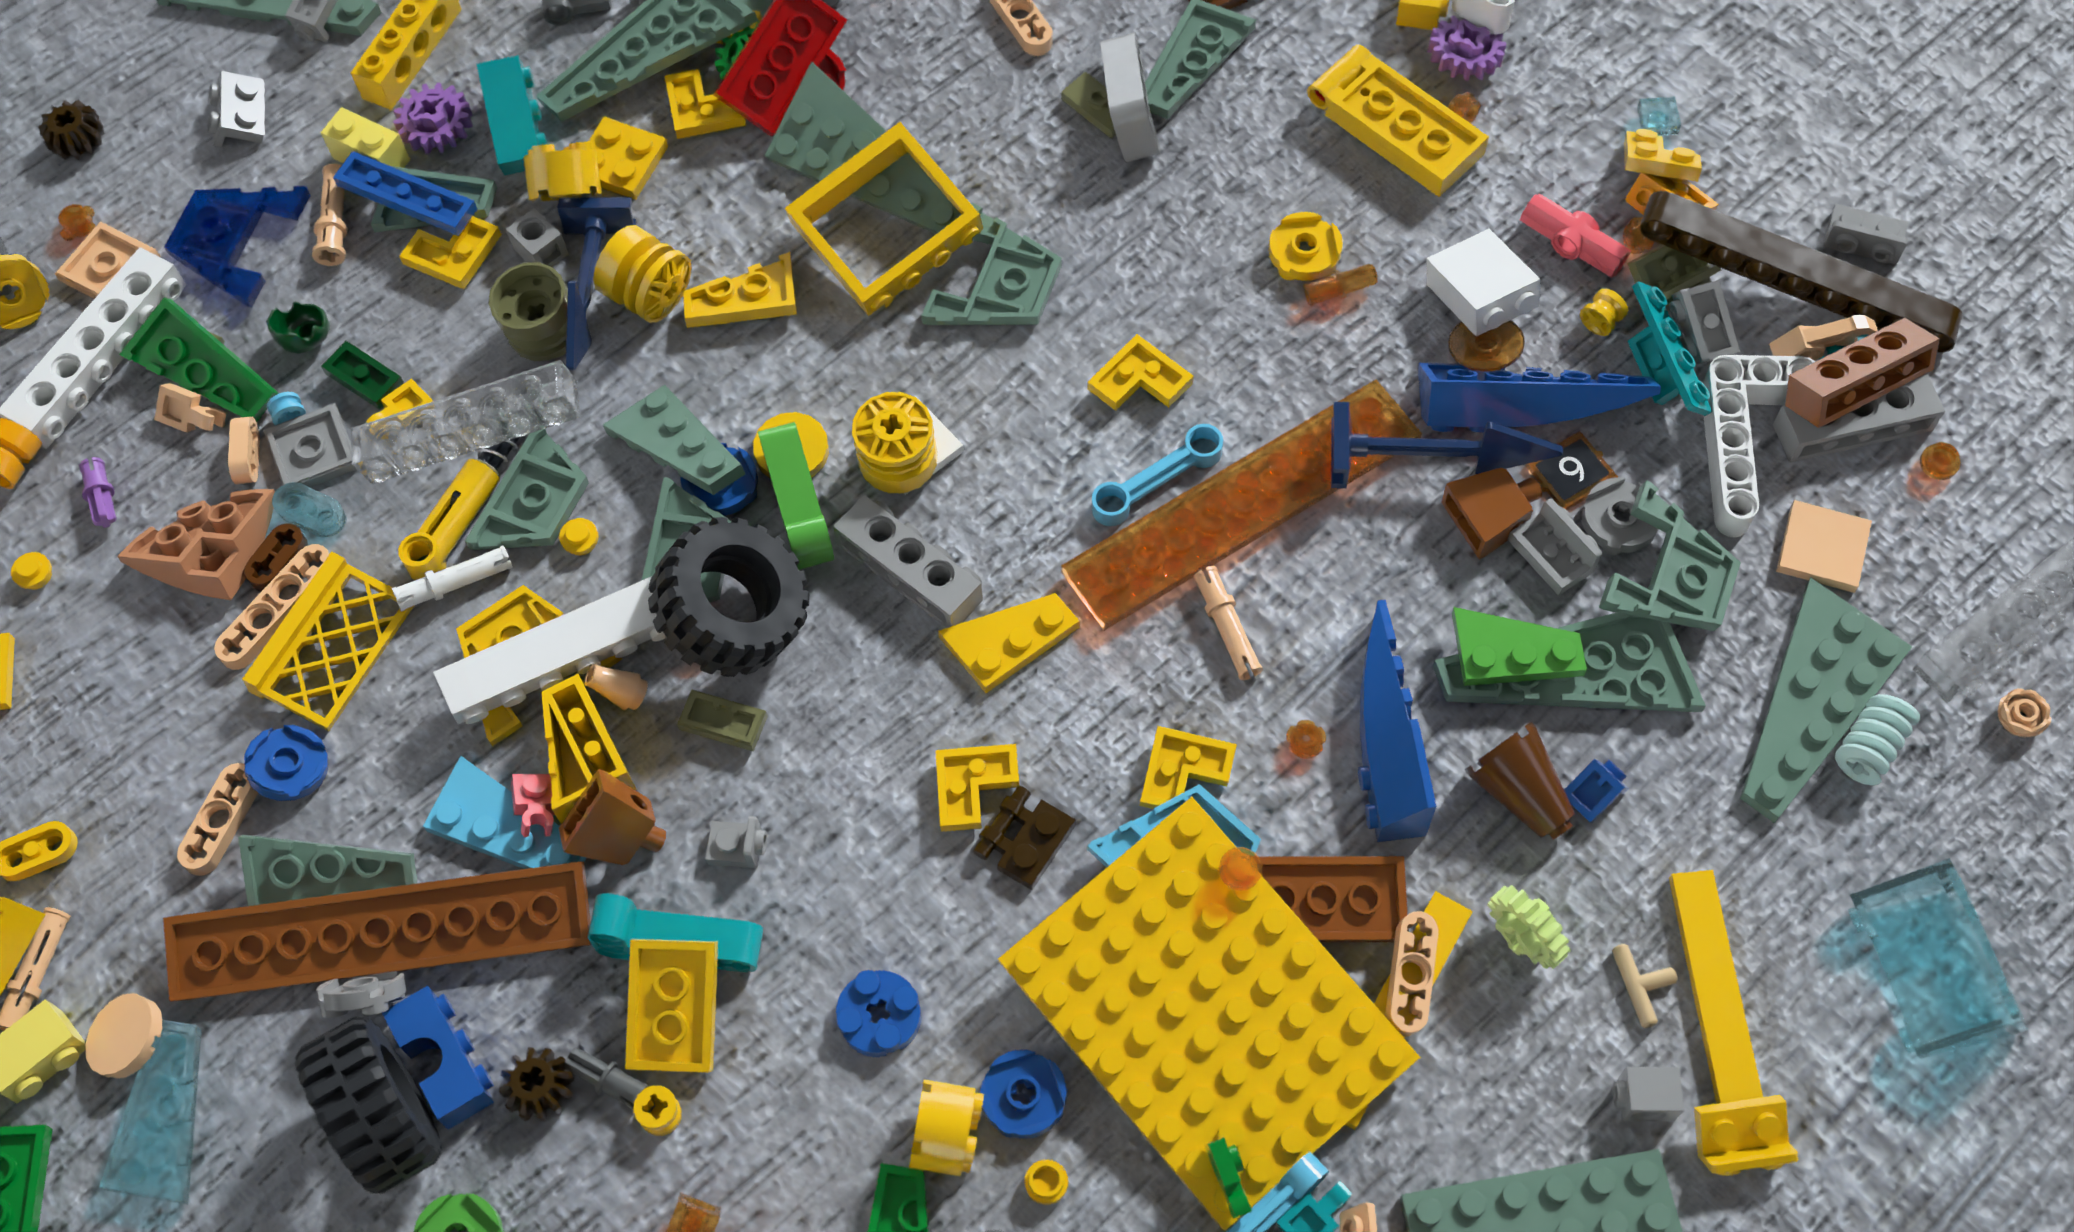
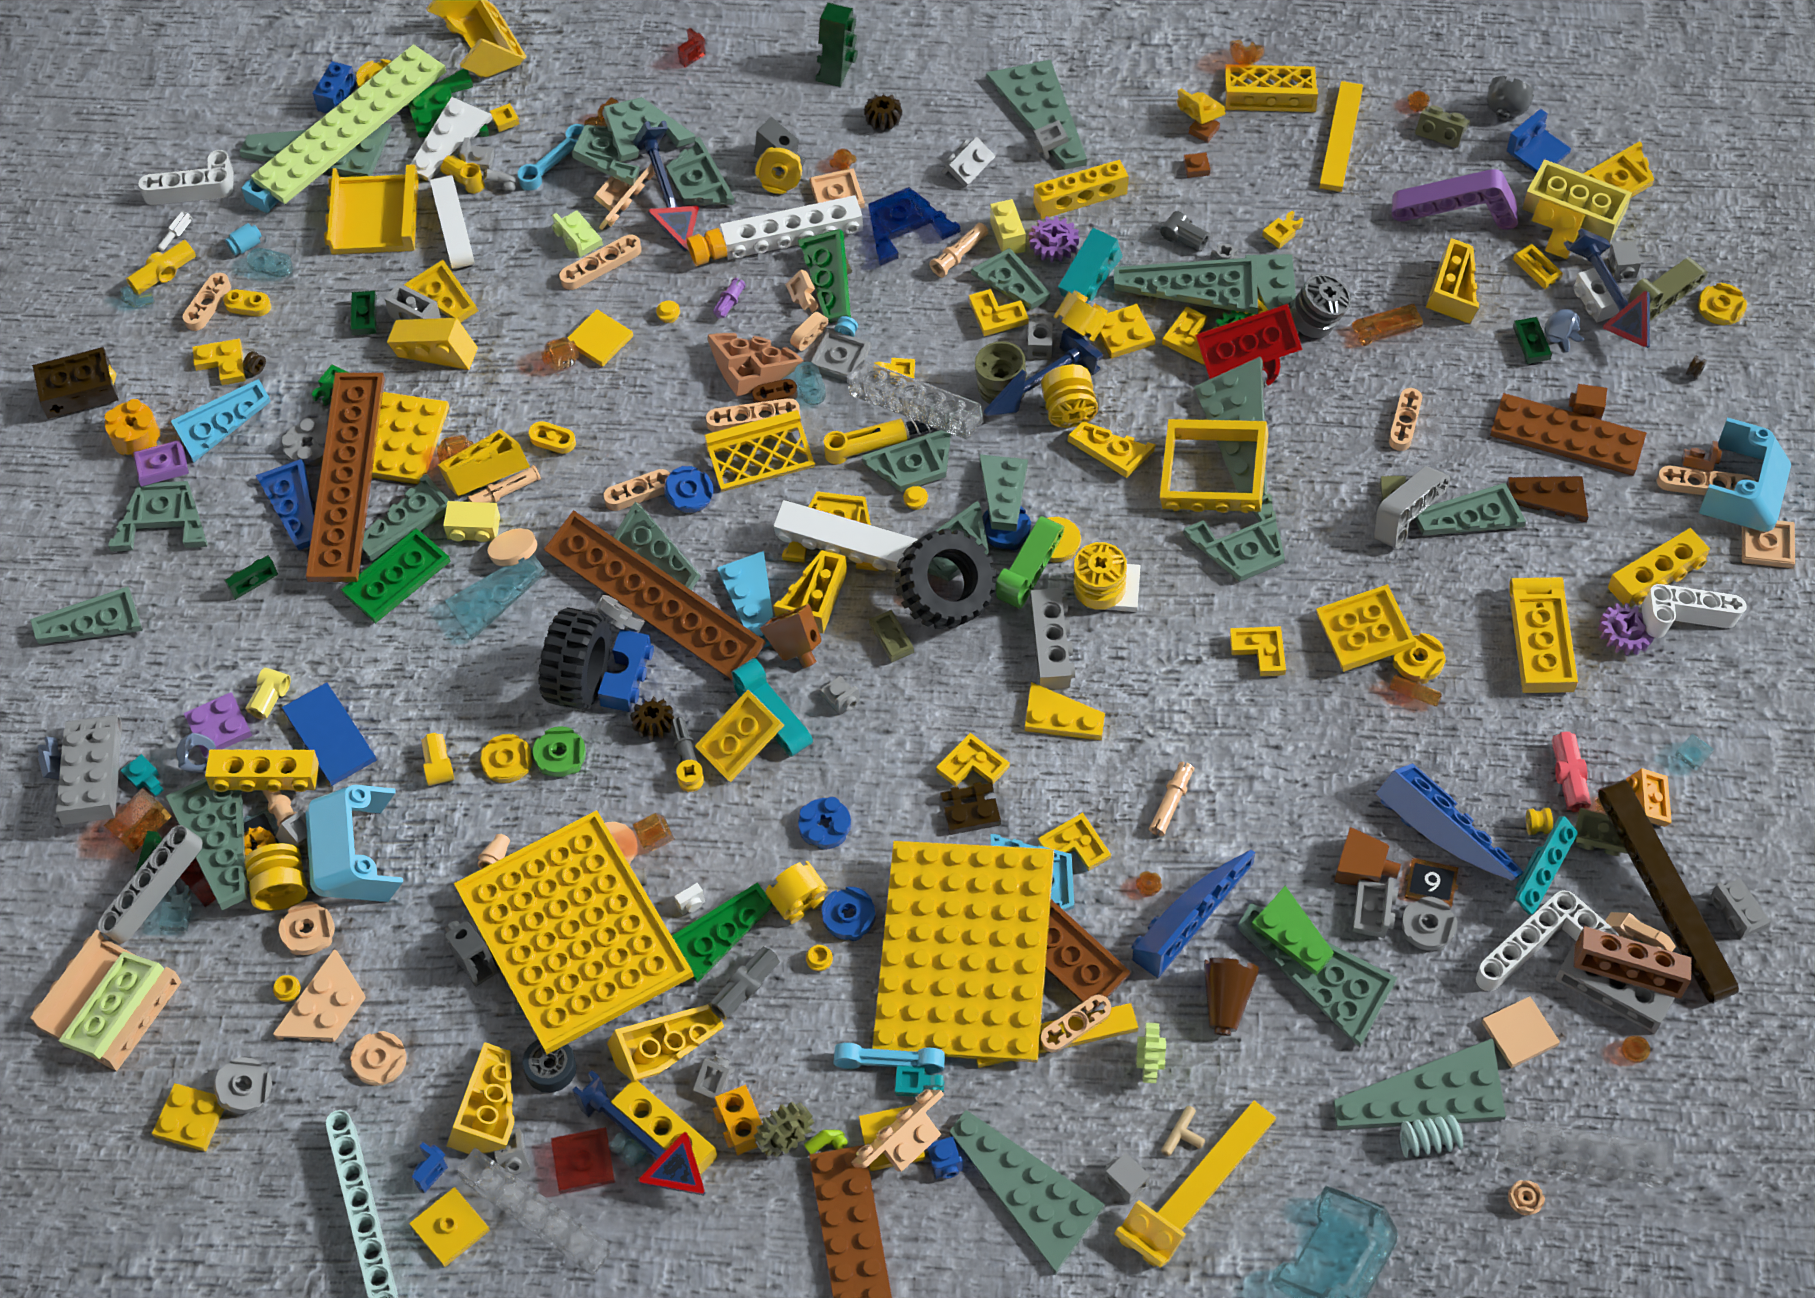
camera: 45 degrees right, 5 degrees down
(299, 328) = (889, 293): dark green hair -> none
(361, 374) = (896, 338): dark green plate -> none
(405, 193) = (1000, 266): blue plate -> none
(451, 578) = (840, 468): white pin -> none
(533, 800) = (769, 596): coral plate -> none
(618, 686) = (860, 579): light nougat cone -> none
(1157, 474) = (1217, 702): medium azure piece -> none
(1224, 260) = (1365, 627): none -> yellow plate
(1226, 1165) = (896, 1017): green plate -> none
(1227, 510) = (1244, 751): clear orange plate -> none
(1240, 869) = (1038, 897): clear orange plate -> none
(1465, 106) = (1588, 659): clear orange plate -> none
(1483, 282) = (1488, 750): white brick -> none
(1489, 350) = (1456, 782): clear orange dish -> none
(1498, 448) = (1393, 831): dark blue piece -> none
(1596, 789) = (1262, 1030): blue bracket -> none
(1647, 155) = (1660, 768): yellow plate -> none
(1690, 576) = (1425, 980): sand green wing -> none
(1704, 322) = (1584, 870): light grey bracket -> none

